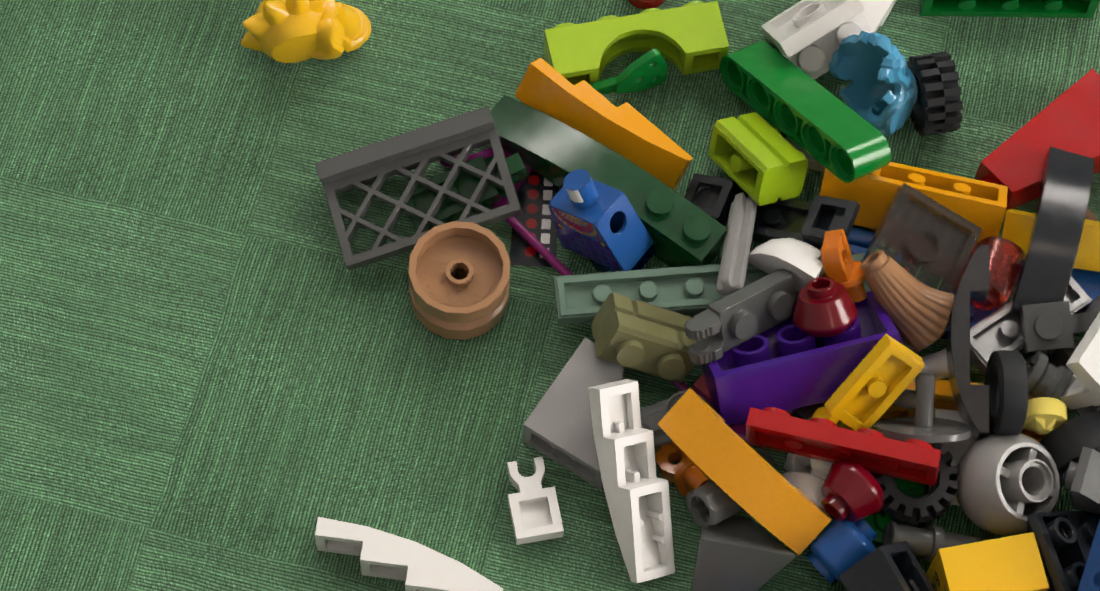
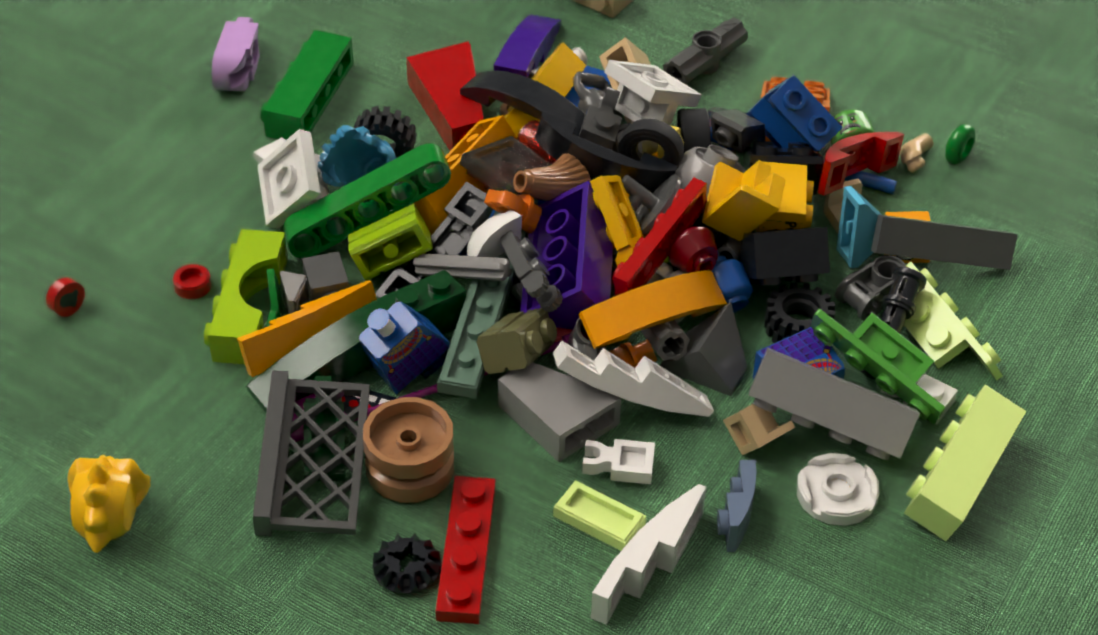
camera: 70 degrees left, 20 degrees down
(344, 341) = (416, 575): none -> black gear
(366, 382) = (466, 550): none -> red plate
(454, 503) = (599, 515): none -> yellowish green tile
(650, 92) = (294, 290): none -> light grey slope
(685, 115) = (324, 274): none -> dark grey brick
(824, 308) = (545, 222): dark red cone -> none
(954, 515) = (742, 200): none -> yellow panel

